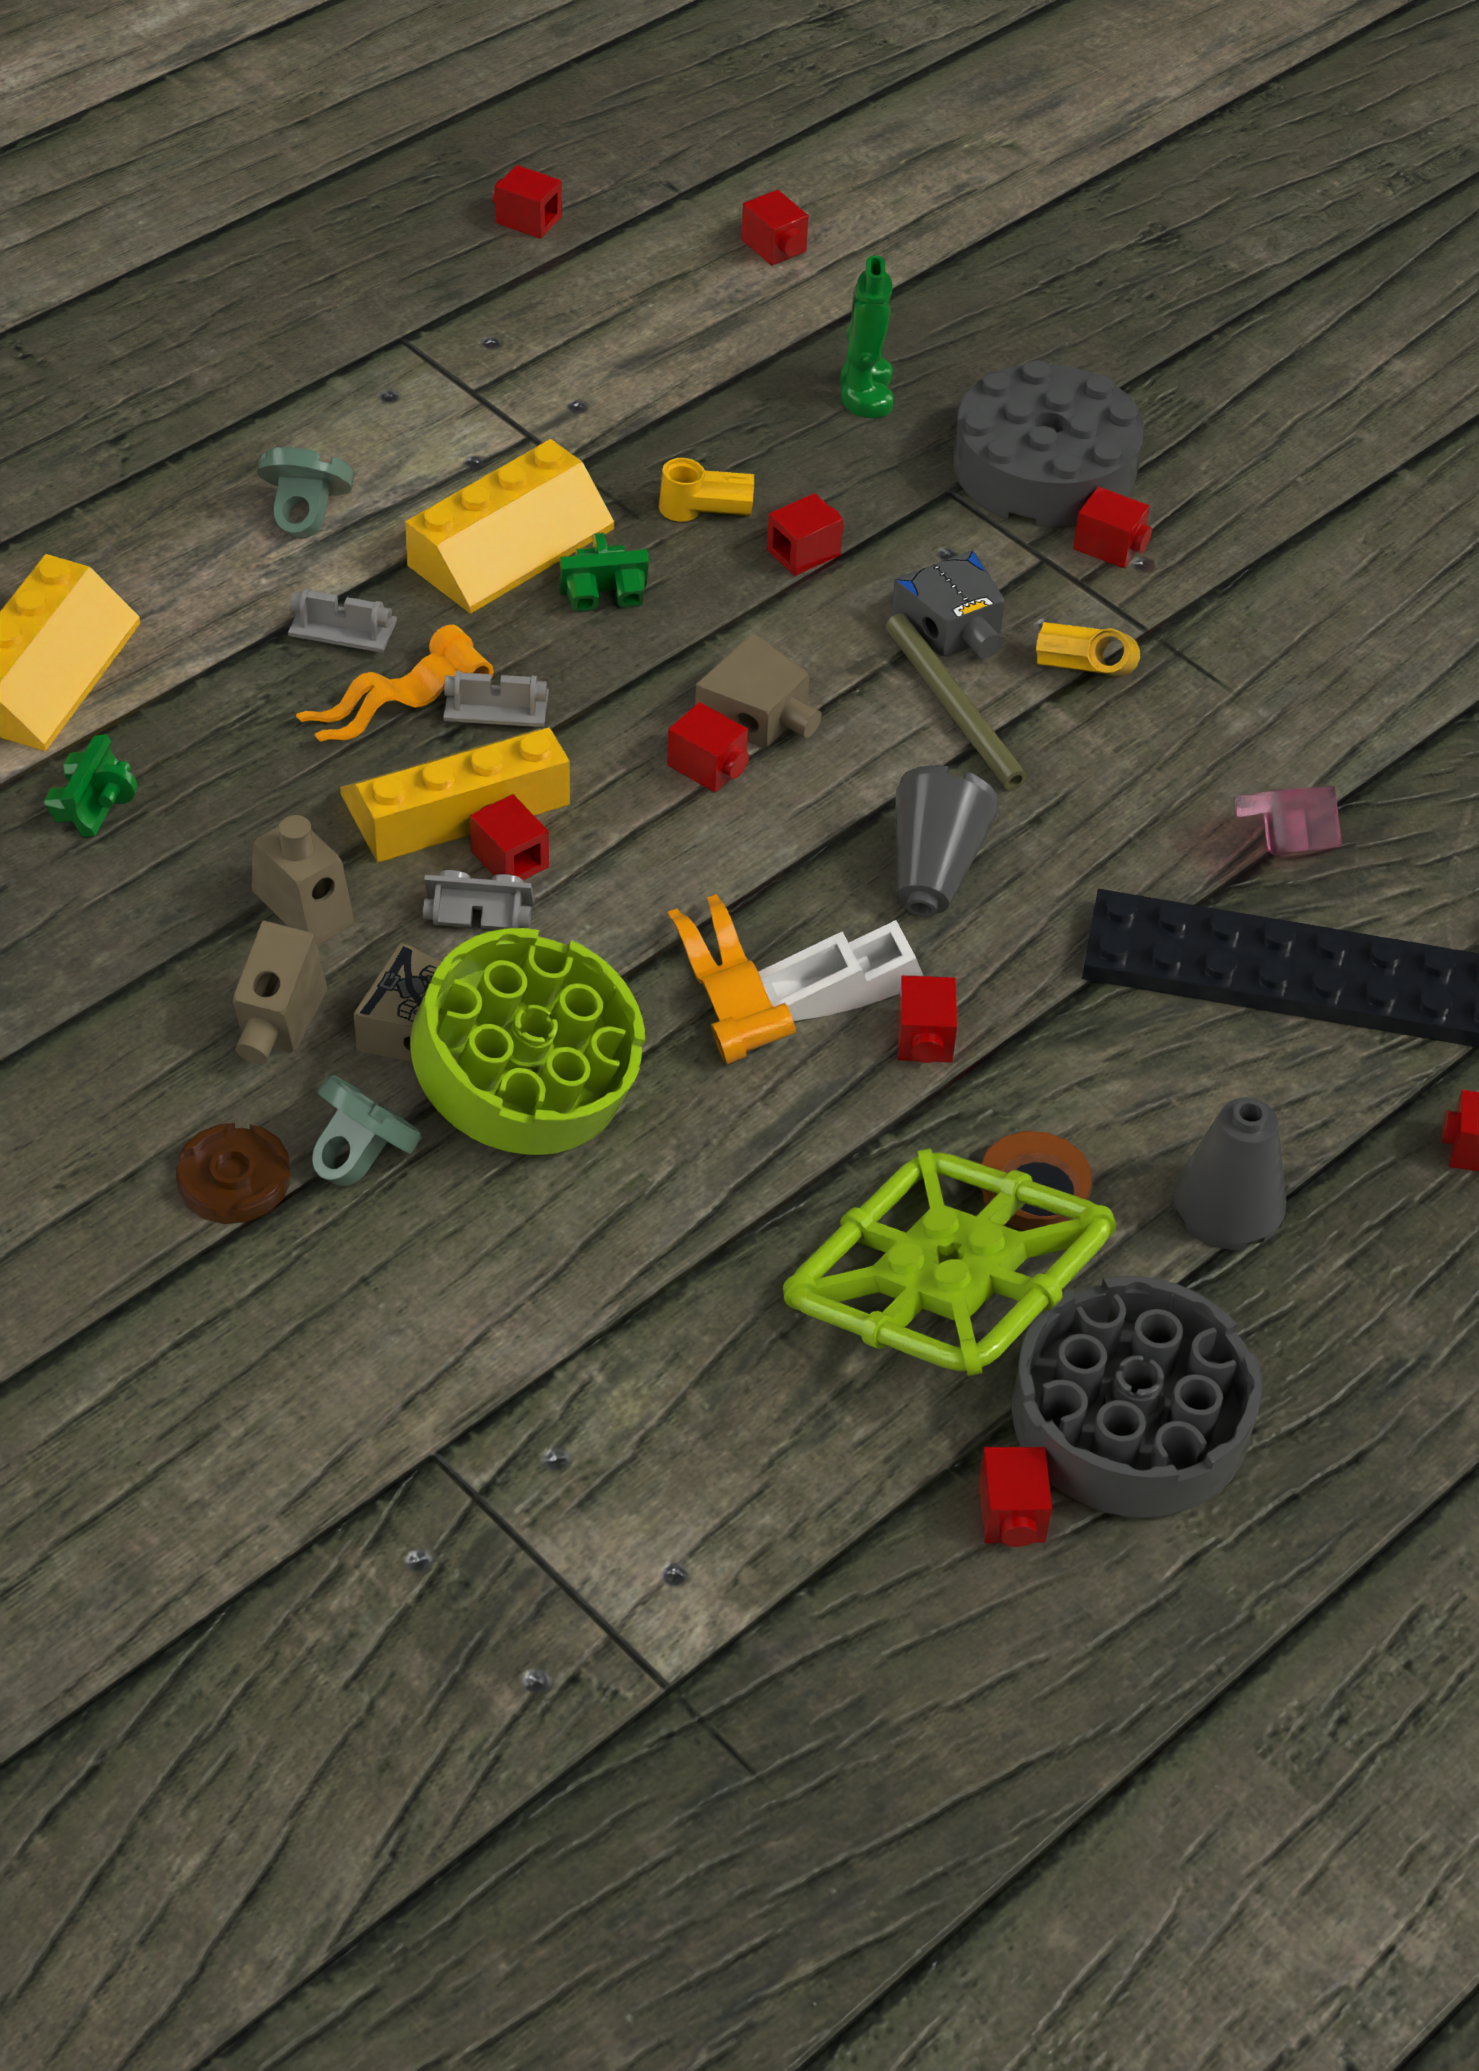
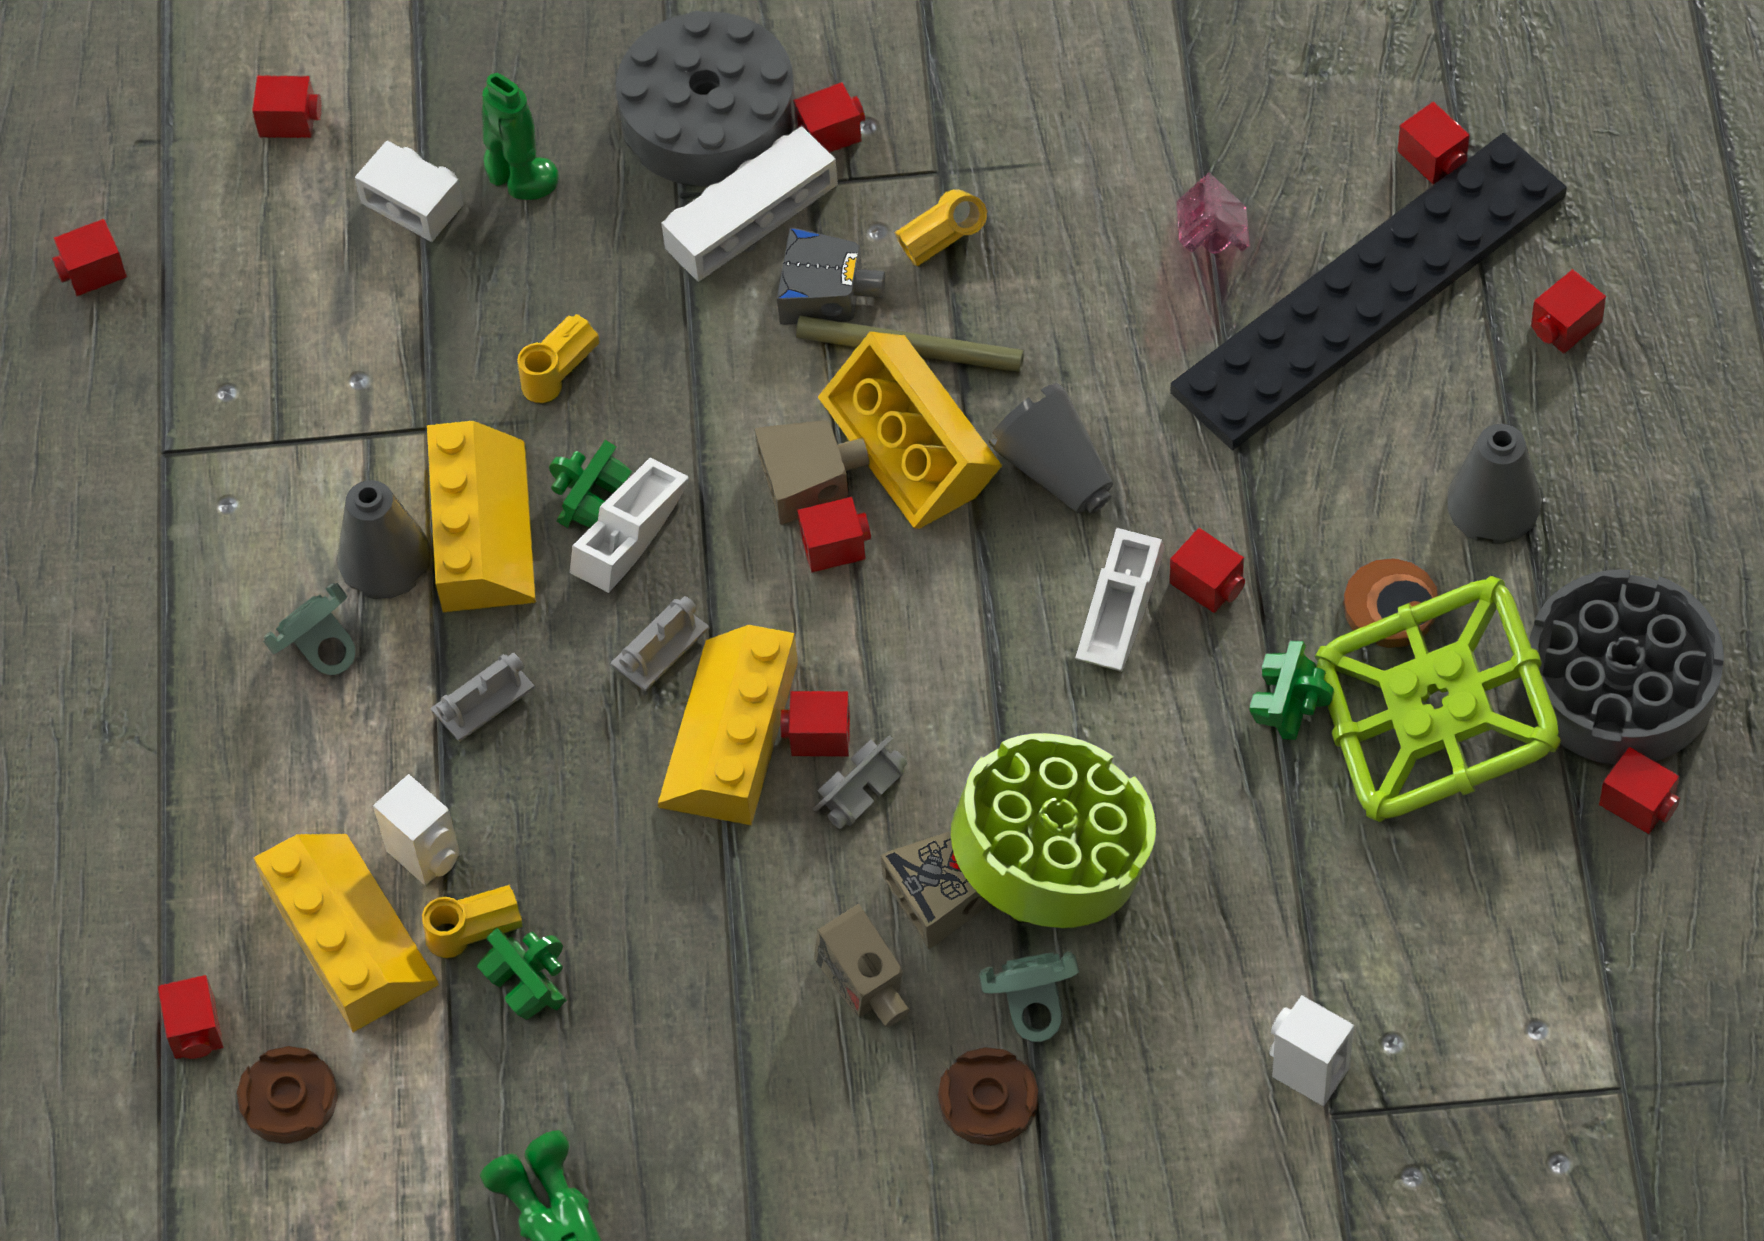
camera: 45 degrees left, 10 degrees up
(97, 713) = (473, 920): none -> yellow piece
(161, 637) = (417, 830): none -> white brick
(292, 869) = (755, 885): dark tan torso -> none
(419, 464) = (380, 543): none -> dark grey cone
(450, 652) = (595, 690): light orange flag -> none
(466, 1375) = (1311, 1049): none -> white brick
(591, 618) = (627, 524): none -> white slope
(734, 988) = (1074, 667): light orange flag -> none
(774, 331) = (409, 190): none -> white brick
(805, 534) = (660, 323): red brick -> none
(860, 1151) = (1297, 690): none -> green hips
(866, 740) = (911, 429): none -> yellow slope
(995, 524) = (749, 203): none -> white brick

